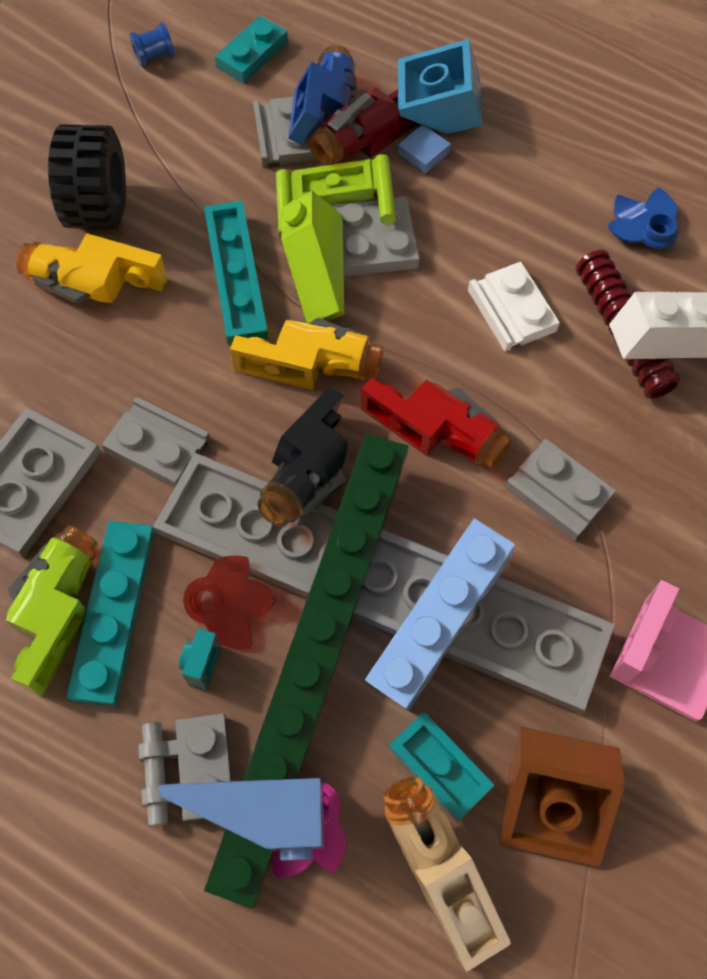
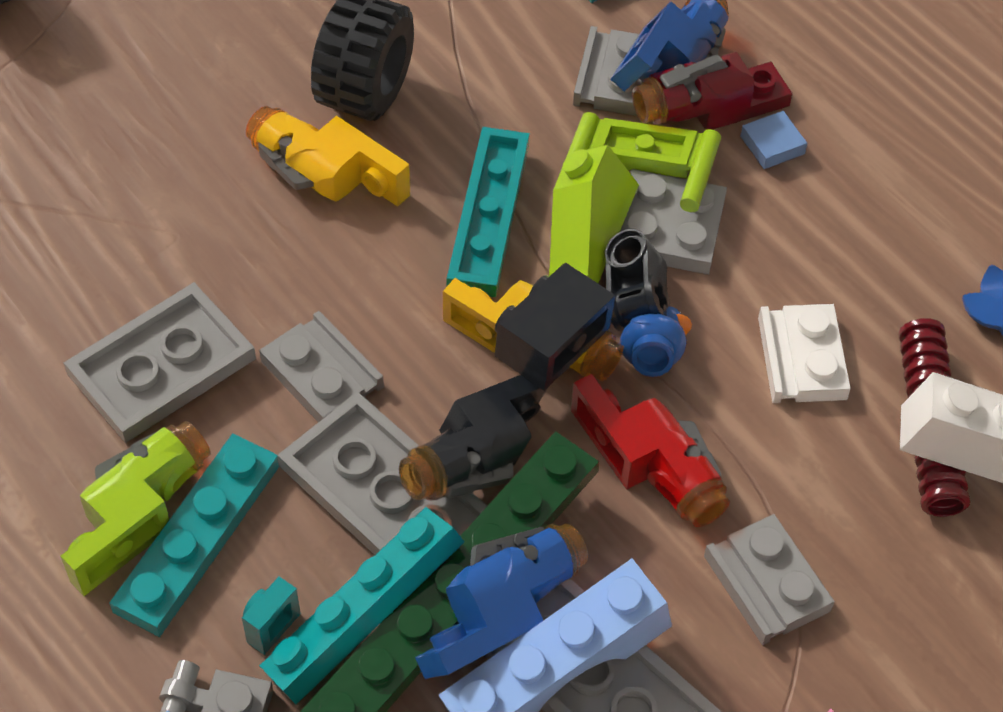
camera: 20 degrees right, 10 degrees down
(235, 601) = (333, 562): clear red plate -> none
(271, 627) = (361, 604): none -> teal plate
(330, 349) = (553, 325): none -> black brick
(374, 296) = (636, 277): none -> black piece
(380, 584) = (500, 593): none -> blue plate
(405, 334) = (655, 341): none -> blue animal
(441, 88) = (821, 76): dark azure slope -> none

